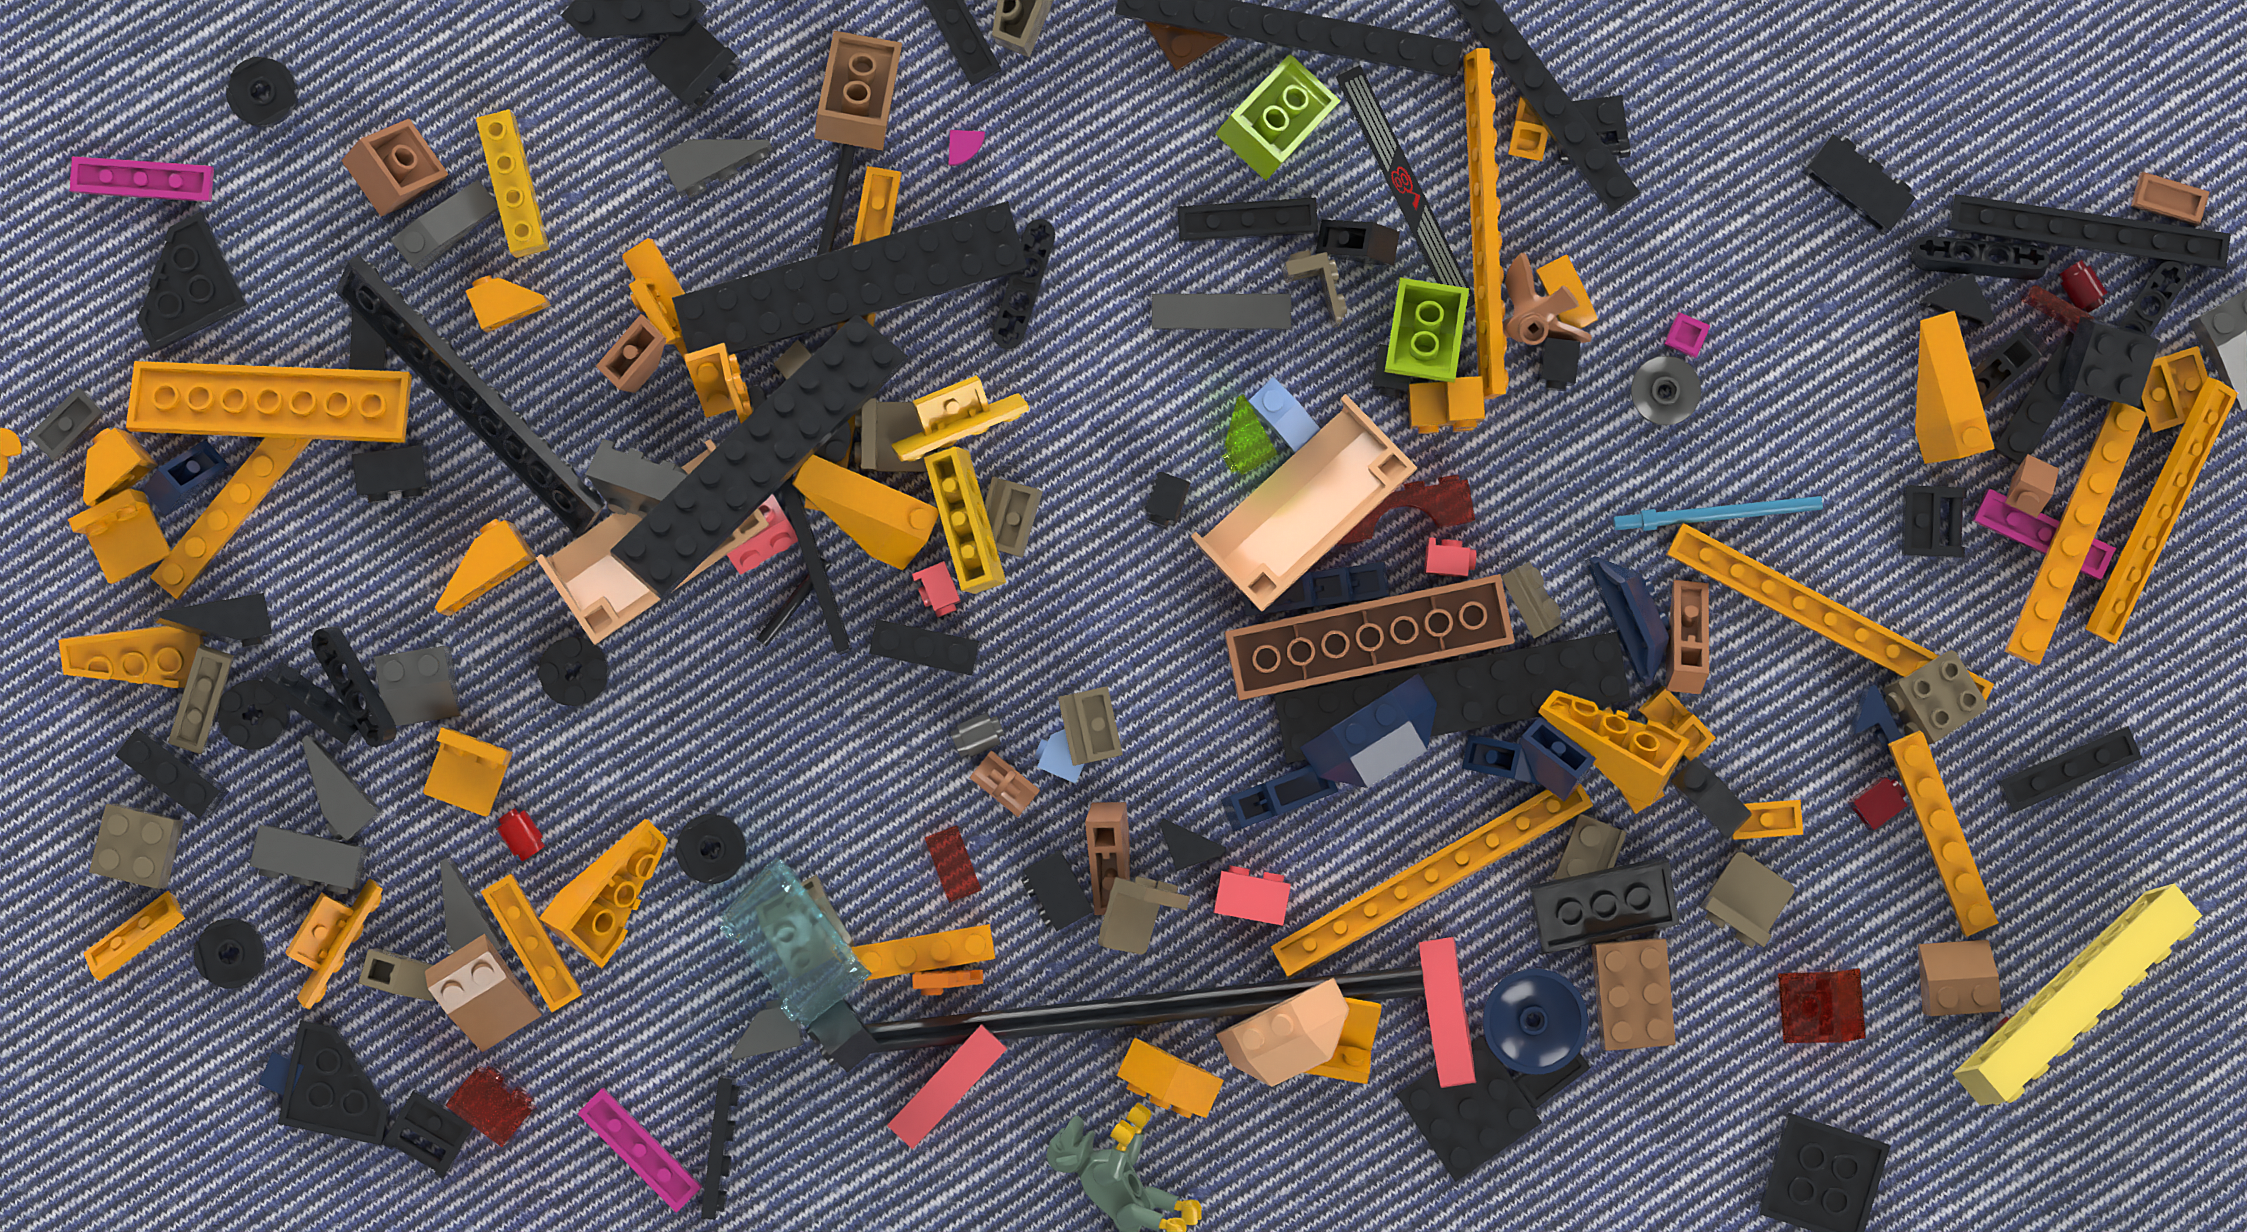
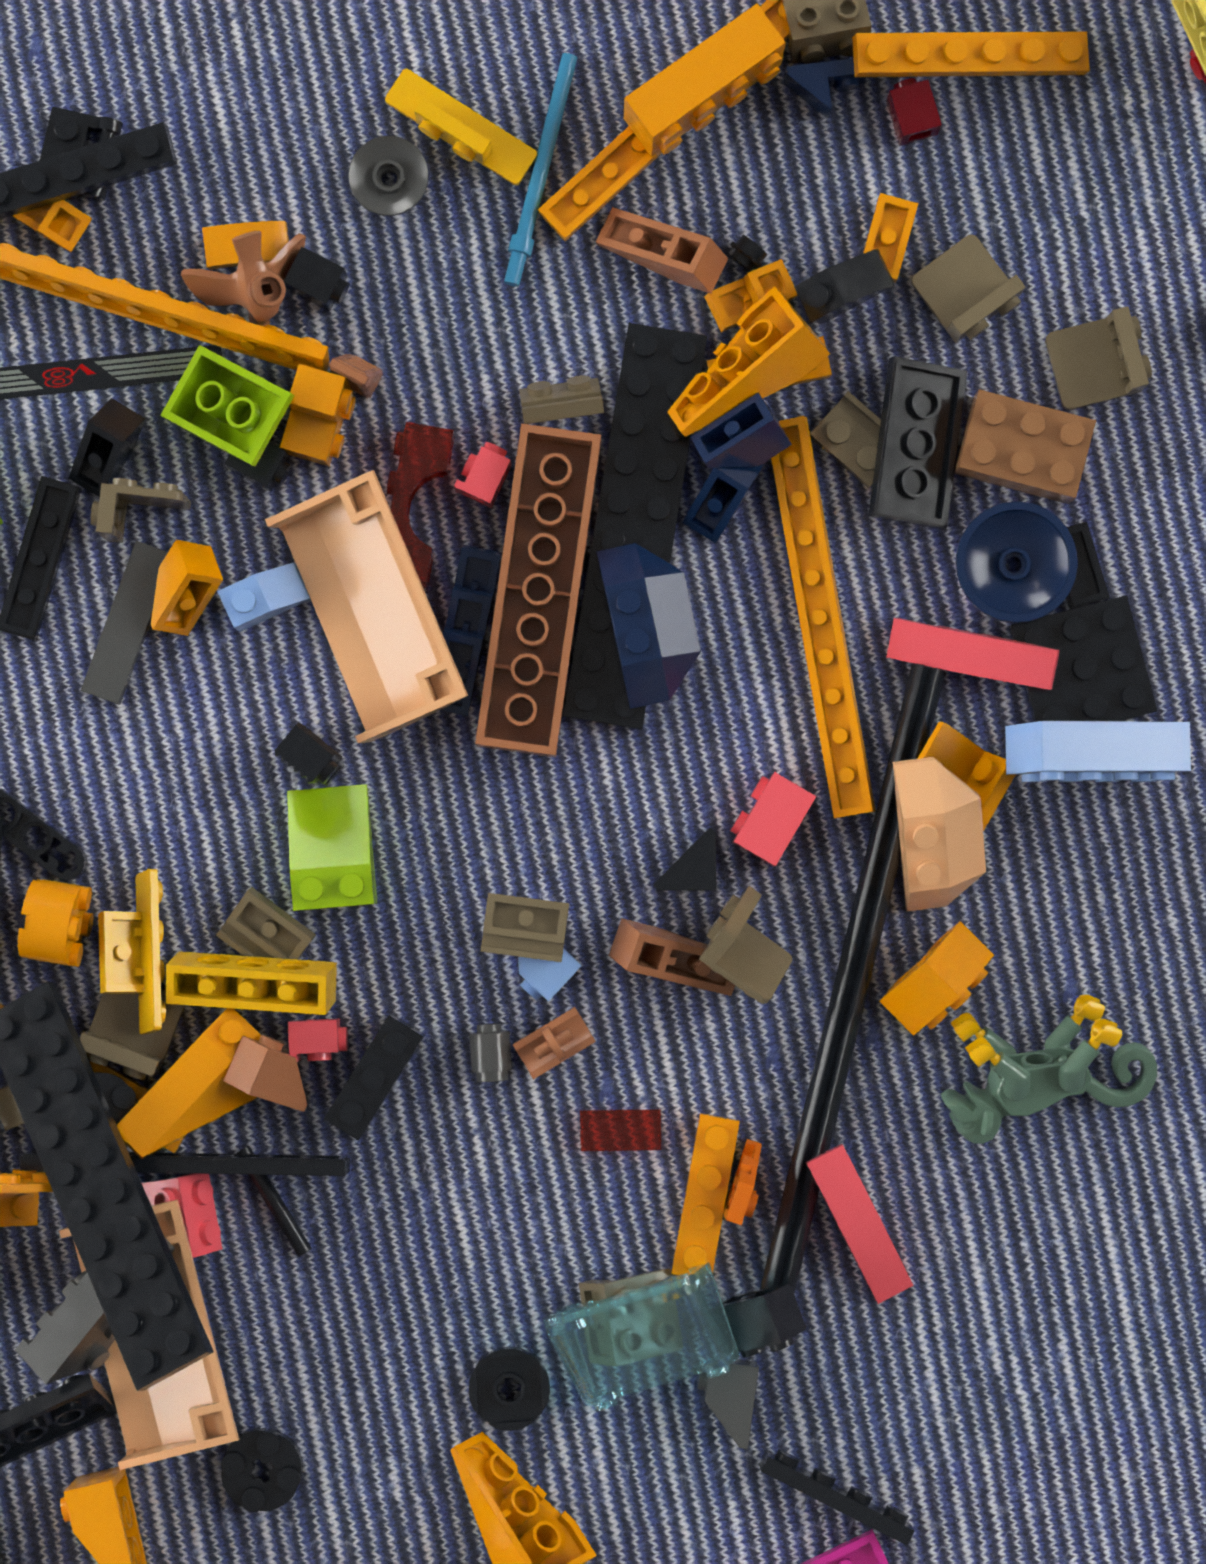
camera: 70 degrees left, 0 degrees up
(897, 559) = (267, 1072): none -> nougat slope
(956, 344) = (55, 922): none -> light orange brick
(1057, 890) = (691, 1027): black brick -> none
(1097, 544) = (330, 848): none -> lime slope
(1246, 441) = (278, 646): clear neon green slope -> none
(1267, 347) = (184, 587): none -> light orange slope
(1276, 797) = (675, 754): dark blue slope -> none
(1403, 1142) = (1097, 751): none -> light blue brick
(1494, 426) = (360, 374): none -> nougat slope
(1633, 615) = (617, 299): dark blue wedge -> none
(1686, 335) = (337, 132): dark pink tile -> none
(1710, 708) = (747, 253): none -> black plate
(1727, 1029) = (1098, 360): none -> dark tan bracket
(1728, 436) = (461, 127): none -> yellow bracket
(1822, 1006) = (1109, 250): clear red slope -> none
(1836, 622) = (705, 81): none -> light orange brick
(1958, 978) = (1131, 95): medium nougat slope -> none

